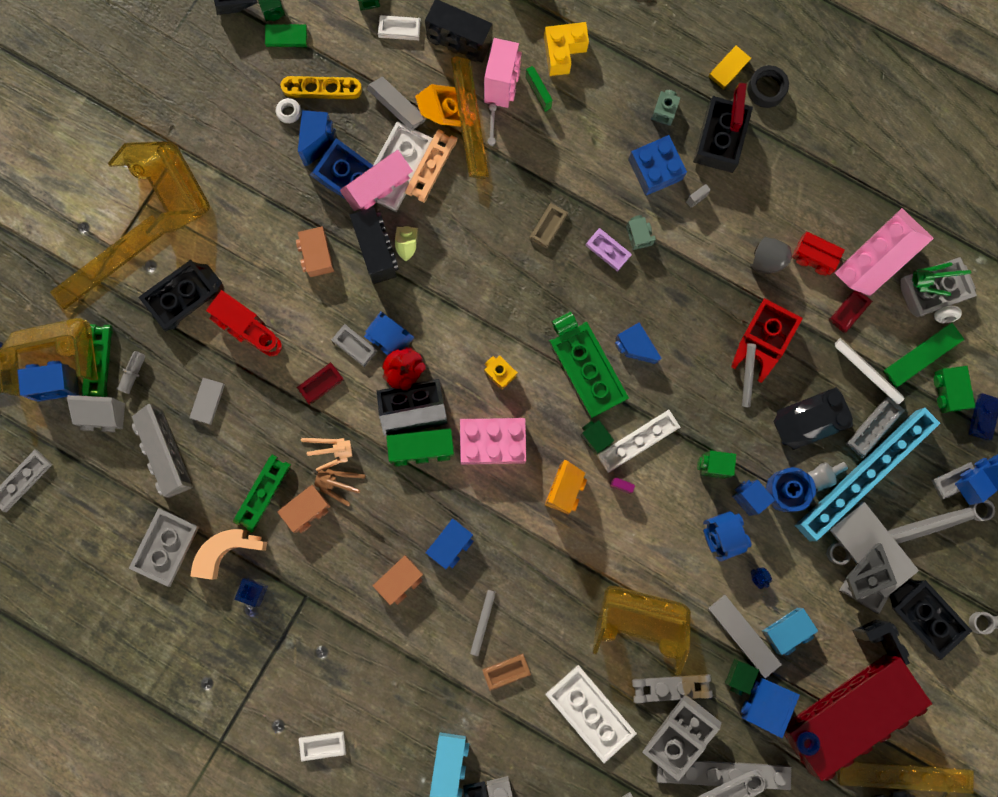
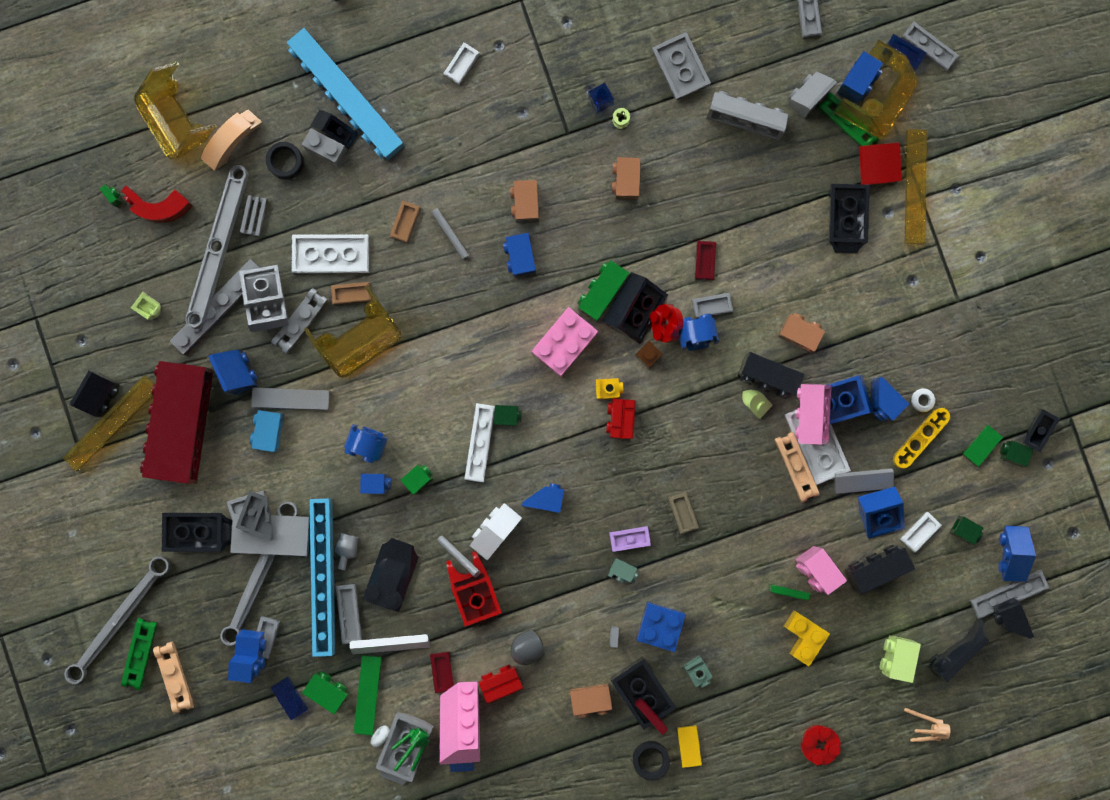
camera: 140 degrees right, 5 degrees up
(112, 305) = (880, 163): none -> red slope
(131, 372) = (821, 139): light grey axle -> none
(170, 179) = (935, 275): clear yellow windscreen -> none
(207, 401) = (758, 174): light grey tile -> none
(212, 551) = (649, 91): light nougat arch -> none
(242, 324) = (790, 240): red brick -> none
(250, 555) = (617, 114): none -> yellowish green bush
(261, 493) = (662, 159): green plate -> none
(325, 480) = (632, 208): medium nougat plant -> none
(341, 449) = (646, 236): light nougat plant -> none
(409, 69) = (881, 512): none -> blue slope
(439, 104) = (832, 512): light orange slope -> none
(442, 361) = (648, 354): none -> reddish brown brick
(469, 118) = (809, 523): clear yellow tile -> none
(492, 141) = (803, 547): light grey hinge -> none
(515, 339) = (622, 418): none -> red brick
(566, 487) = (490, 362): light orange slope -> none
(591, 373) = (554, 449): green hinge -> none
(610, 665) = (350, 293): none -> medium nougat tile
(622, 485) = (459, 404): magenta tile -> none
(701, 361) = (494, 530): none -> white brick
(741, 677) = (266, 372): dark green brick -> none
(761, 577) = (318, 443): clear blue plate -> none
(764, 172) = (591, 700): none -> nougat brick
(794, 478) = (347, 517): blue brick -> none
(813, 748) = (183, 372): clear blue plate -> none
(886, 633) = (218, 484): black bracket -> none

